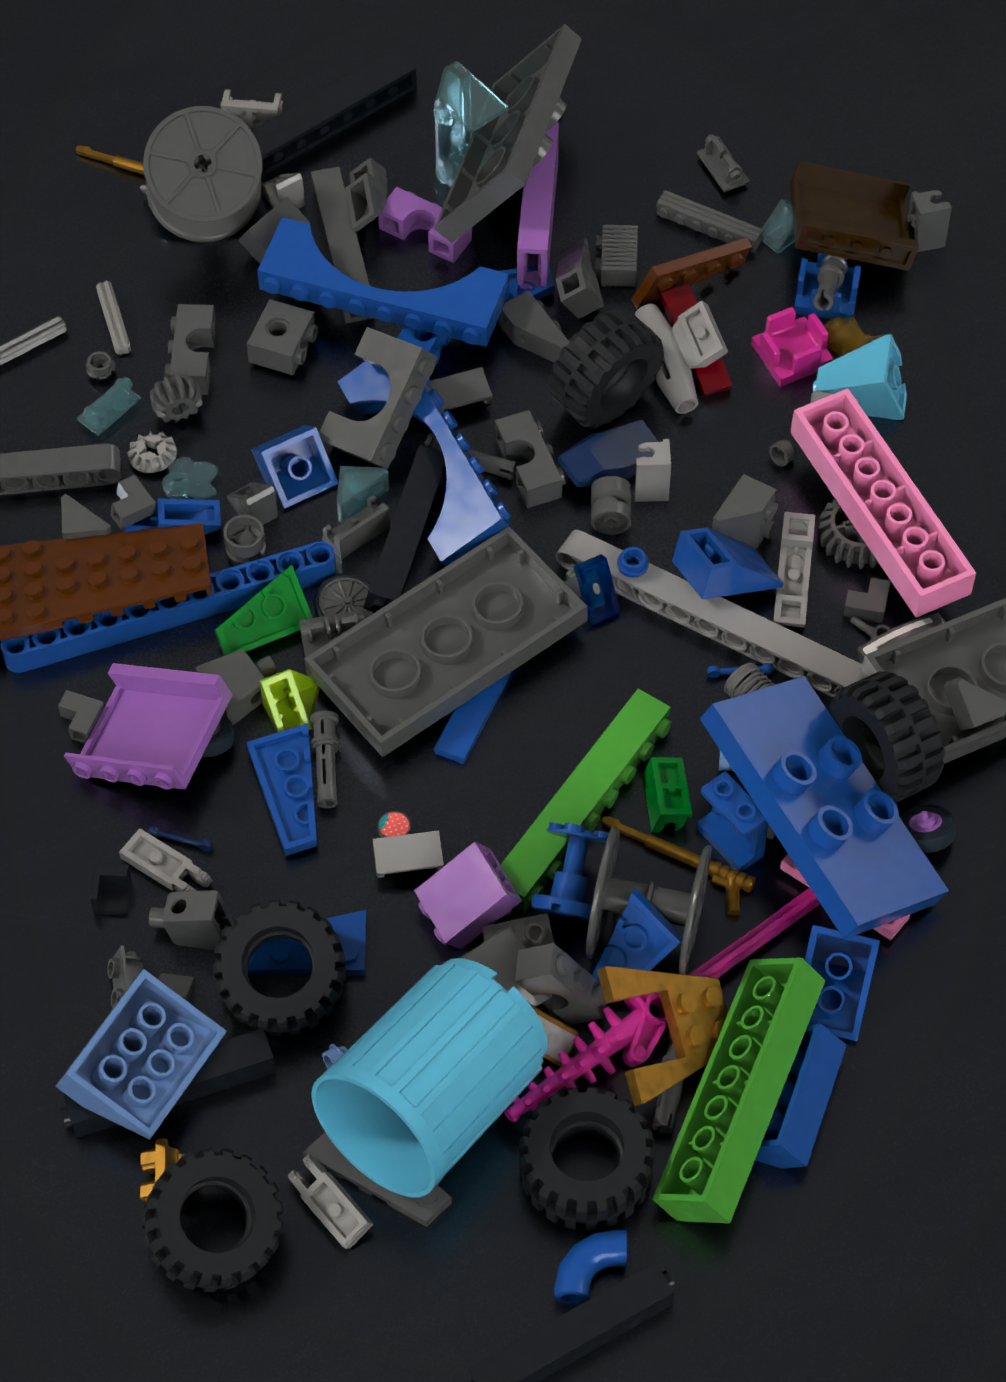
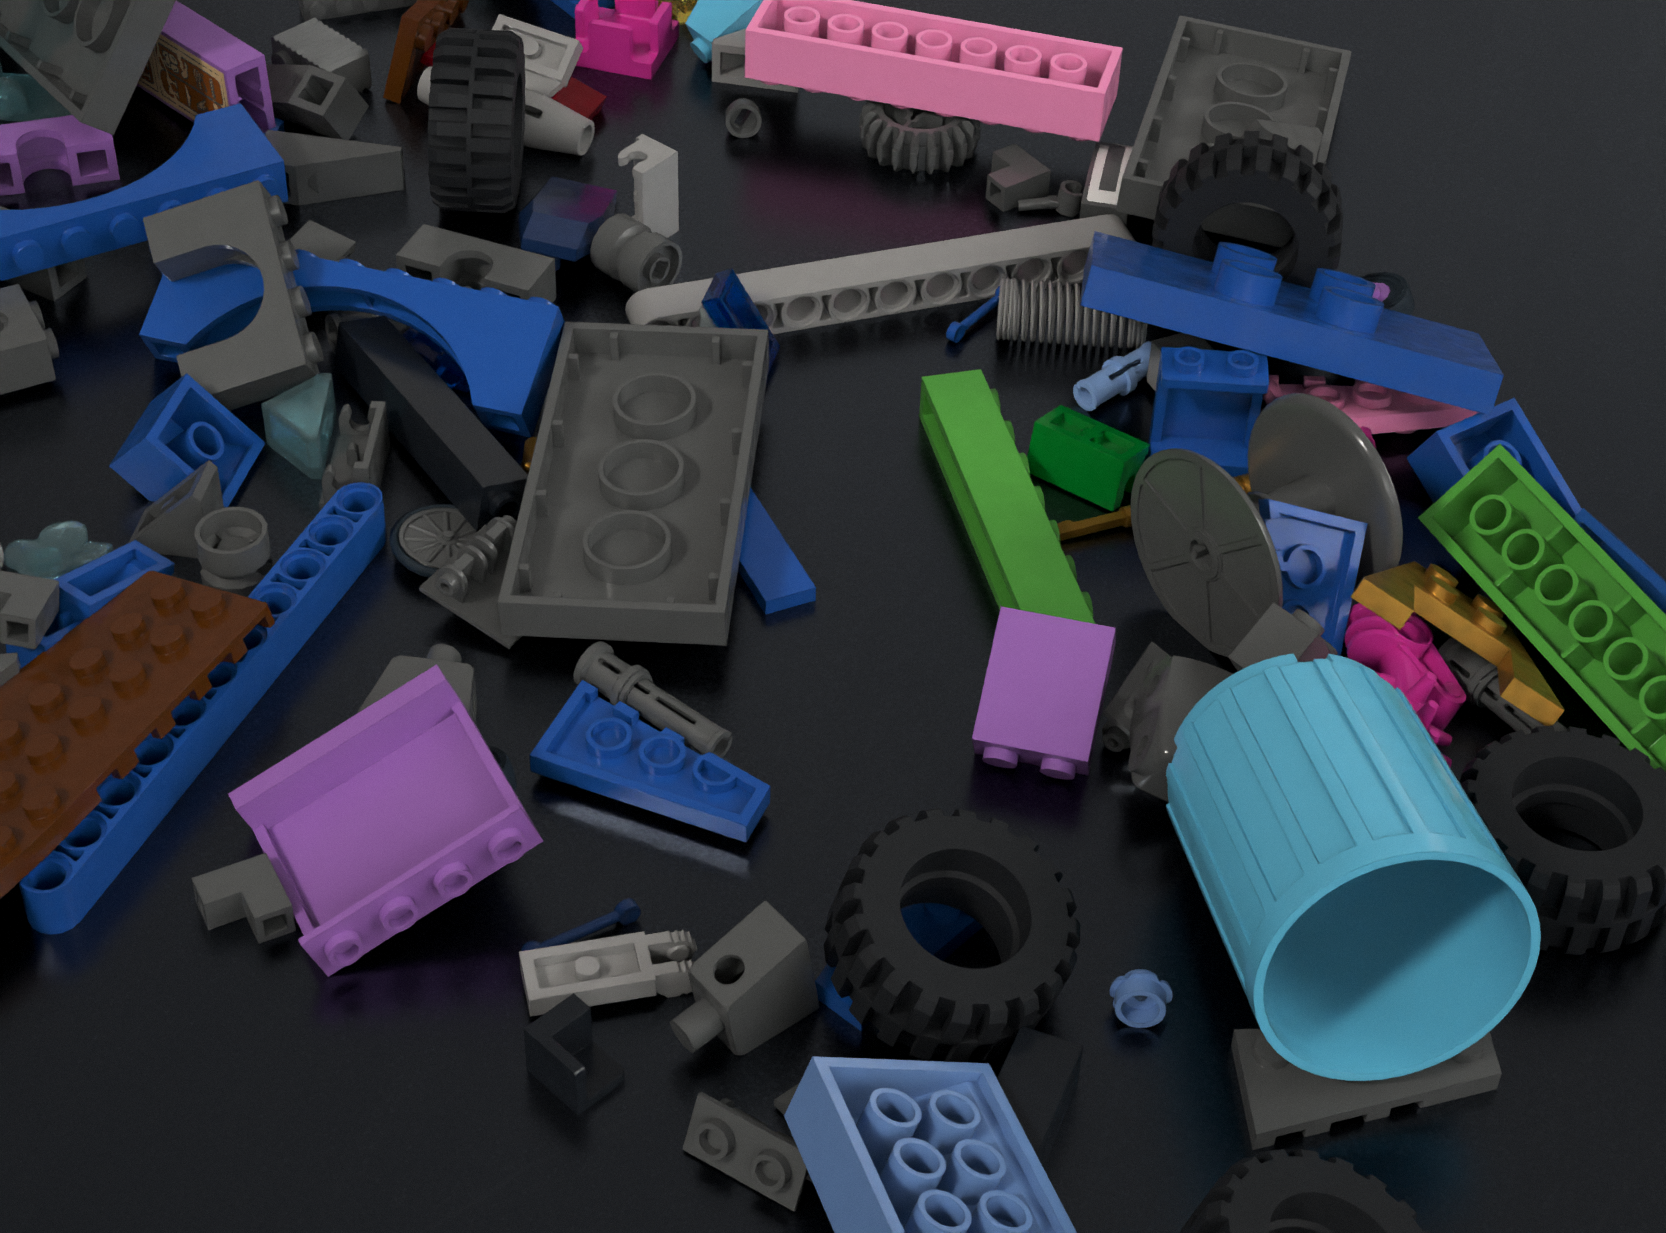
camera: 50 degrees left, 15 degrees down
(266, 615) = (368, 611): green wing -> none
(289, 699) = (518, 681): lime slope -> none
(331, 1203) = (1397, 1152): light grey hinge -> none
(394, 824) = (836, 713): coral tile -> none
(408, 853) = (898, 718): light grey hinge -> none
(570, 885) = (1140, 588): blue piece -> none
(633, 555) = (752, 269): blue plate -> none
(721, 564) = (842, 218): blue slope -> none
(748, 512) = (800, 170): dark grey slope -> none
(794, 569) = (901, 201): light grey slope -> none

